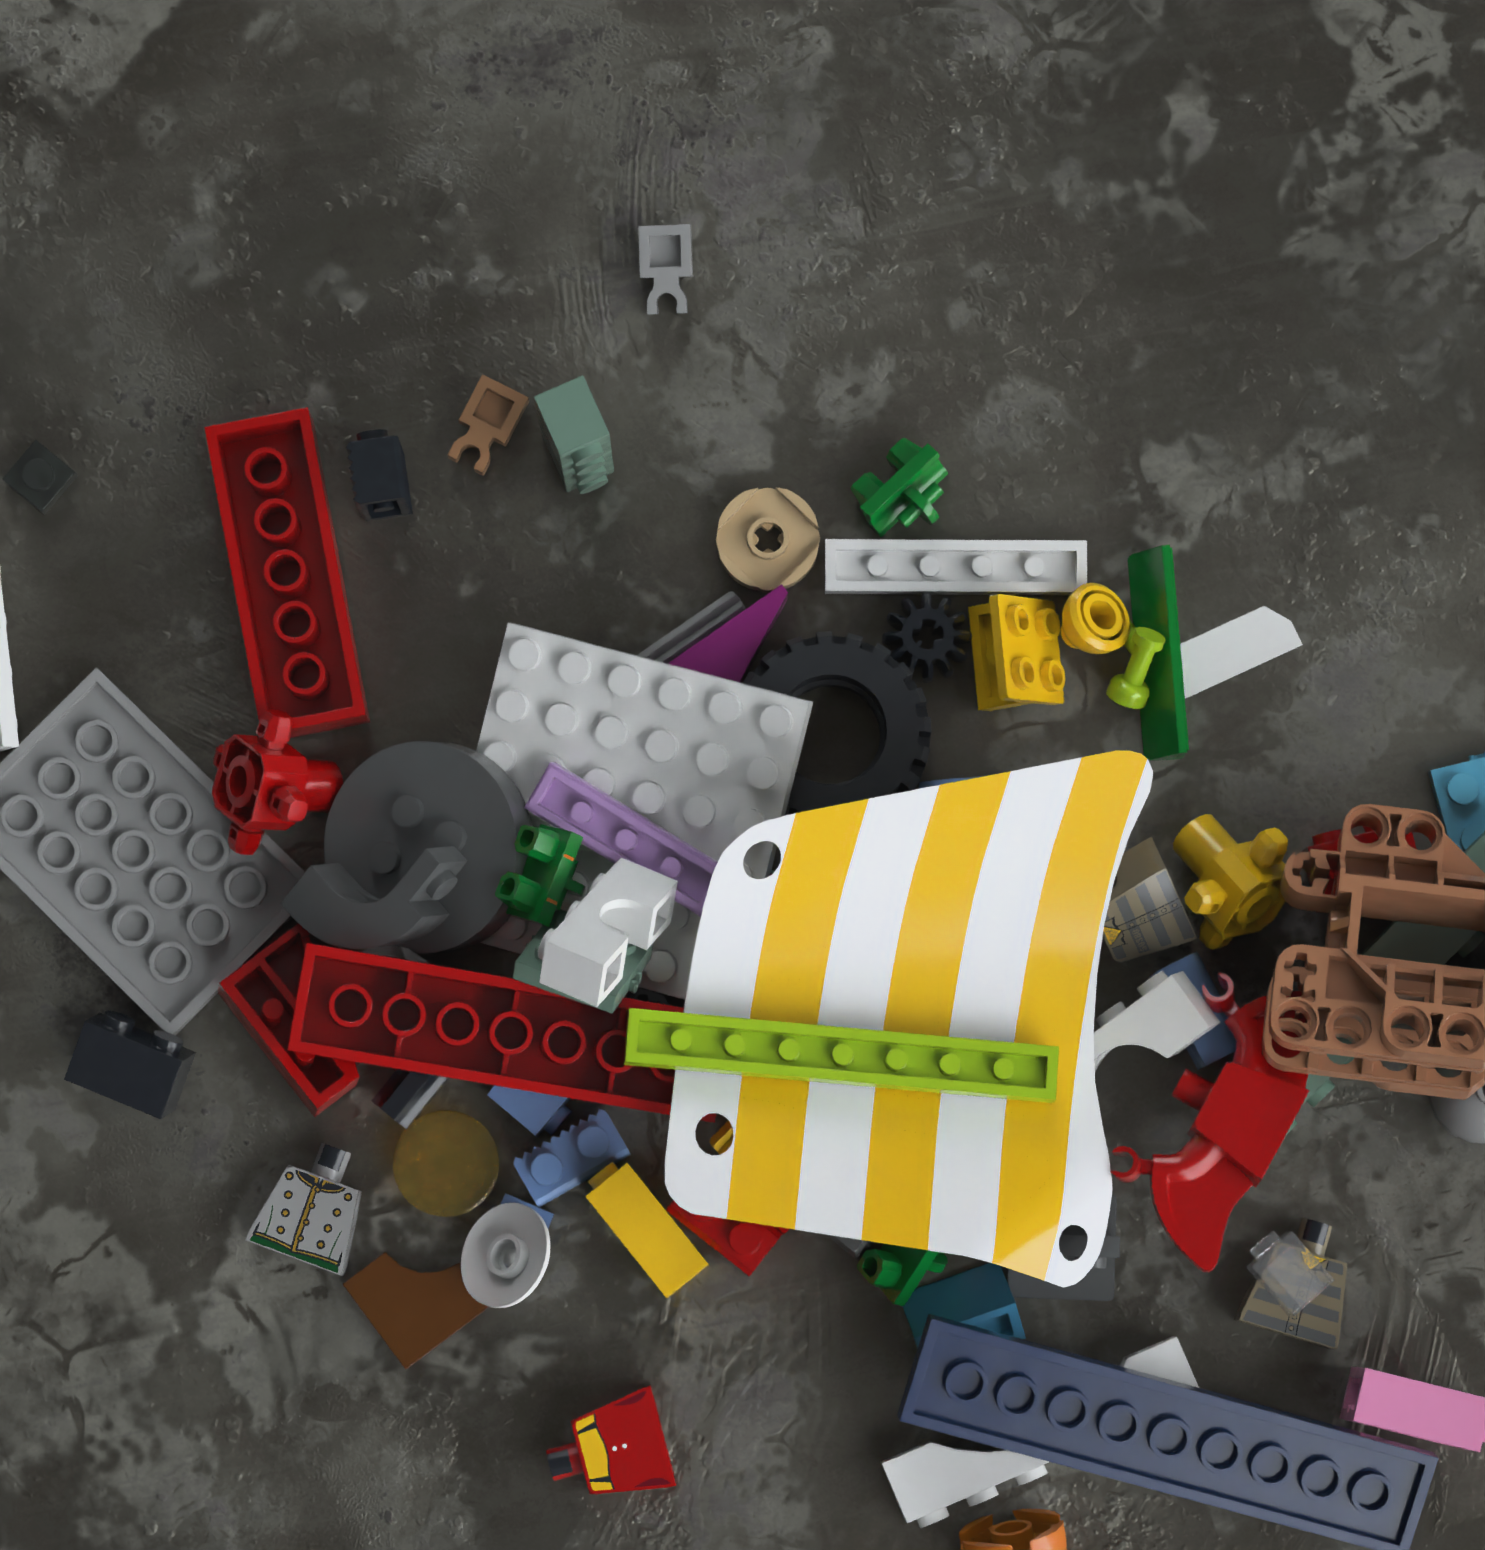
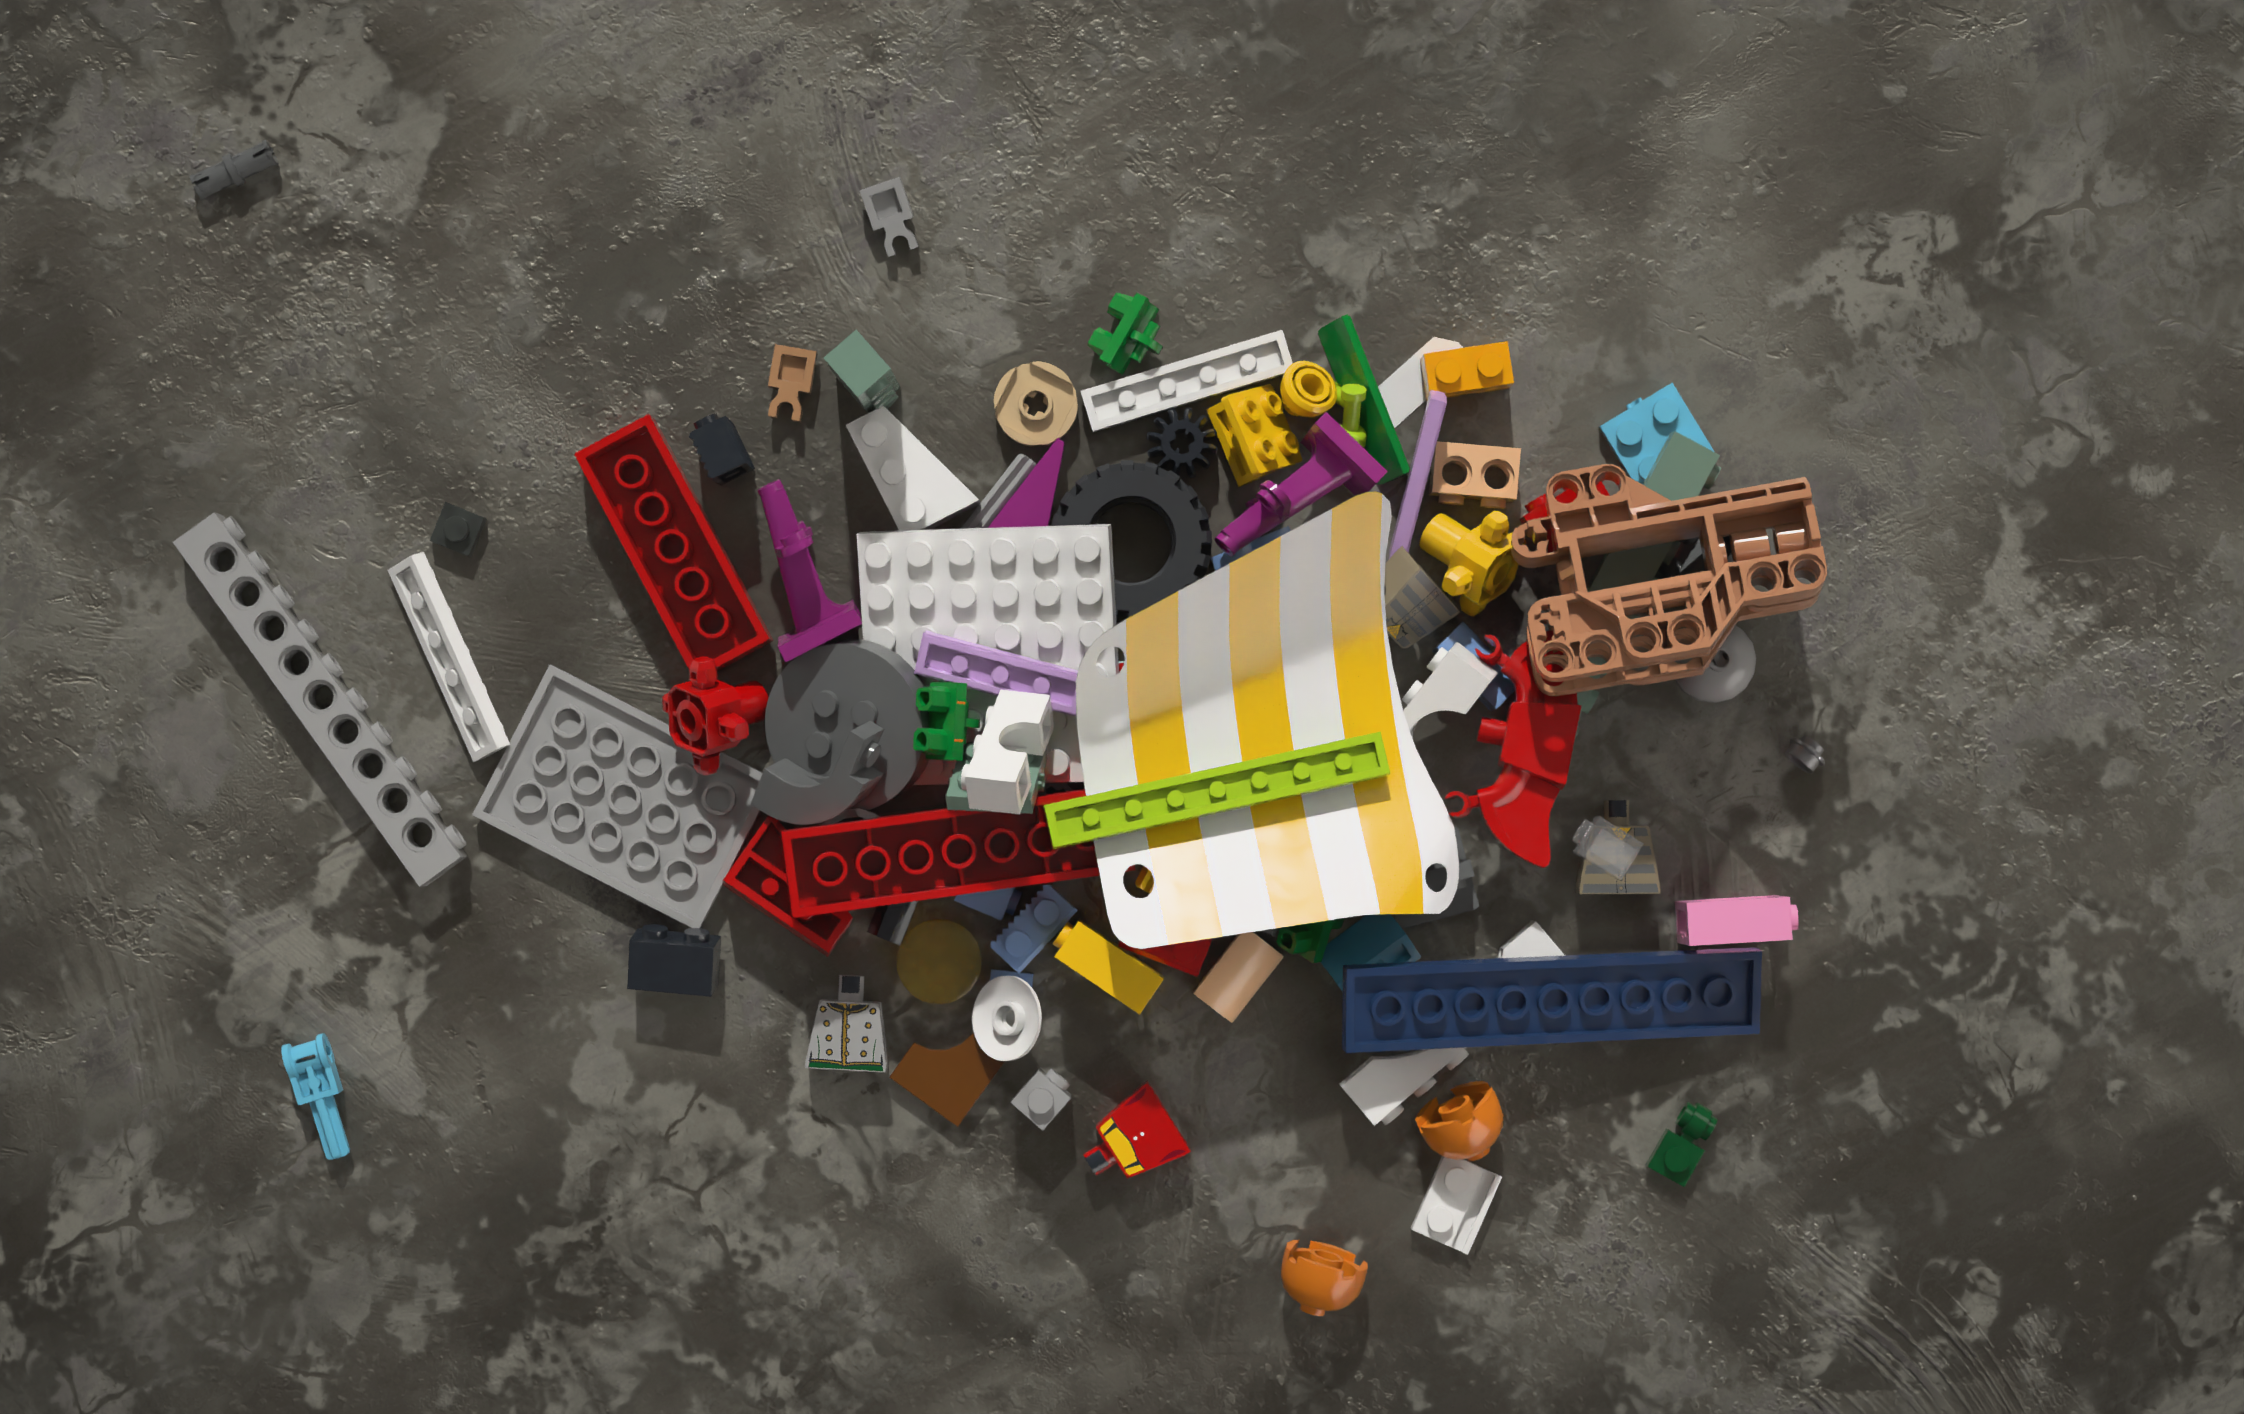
camera: 15 degrees left, 5 degrees up
(426, 698) = (813, 613): none -> magenta piece
(518, 1364) = (1042, 1097): none -> light grey brick
(590, 575) = (908, 476): none -> white wedge
(800, 1291) = (1238, 975): none -> light nougat brick
(1101, 713) = (1333, 462): none -> magenta piece
(1199, 755) = (1419, 471): none -> lavender tile
(1268, 765) = (1474, 462): none -> light nougat brick
(1291, 656) = (1468, 370): none -> light orange brick

